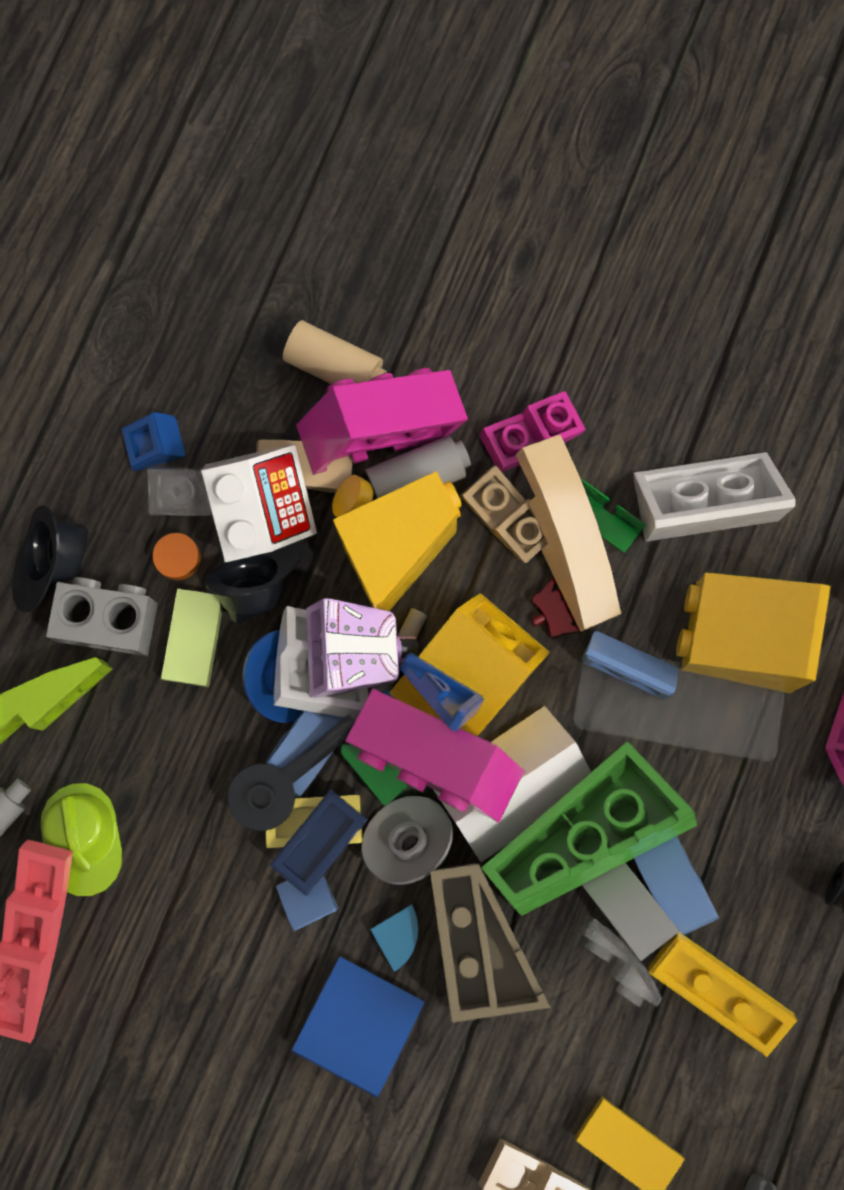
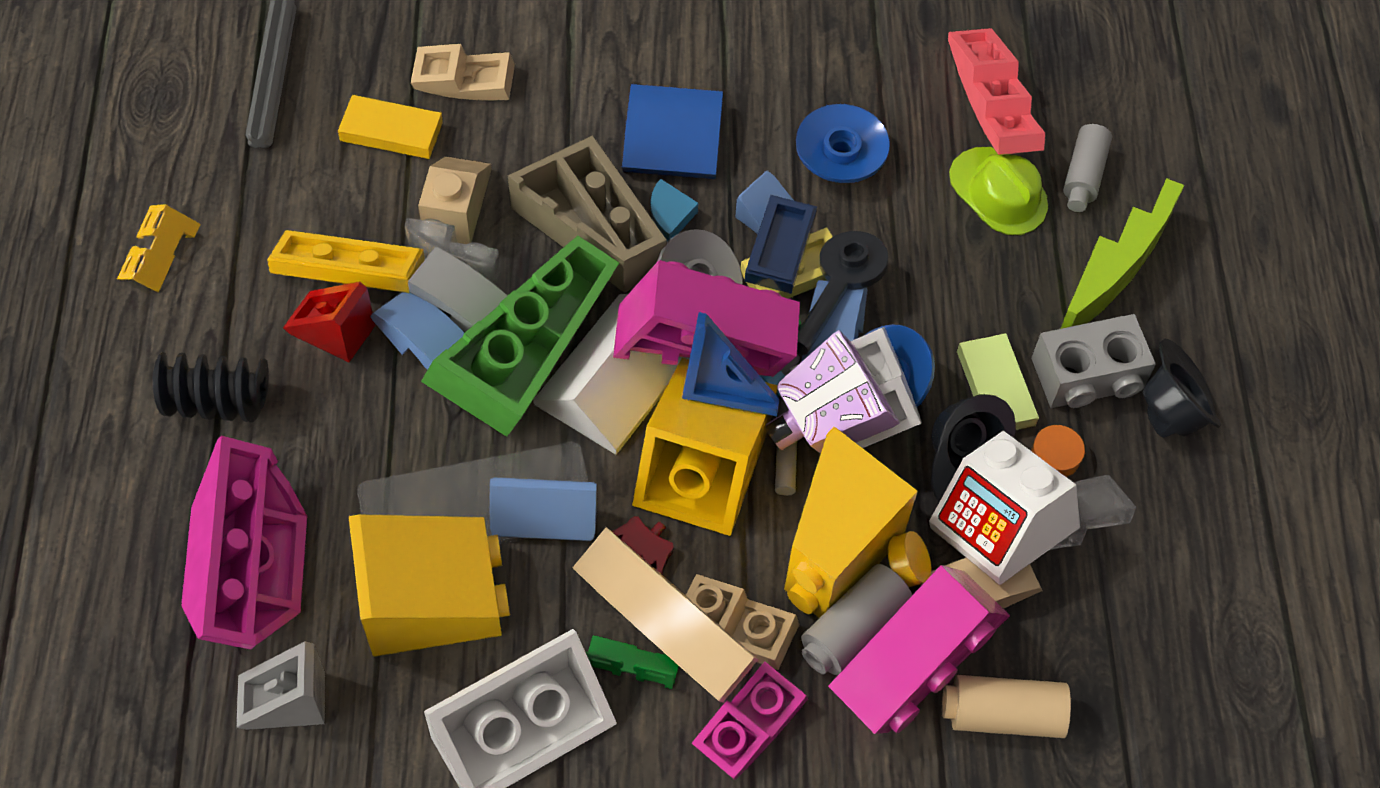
camera: 150 degrees right, 20 degrees down
(153, 441) = (1148, 555): blue slope -> none
(181, 945) = (847, 130): none -> blue dish
(595, 1034) = (455, 194): none -> tan slope
(754, 934) = (334, 319): none -> red slope

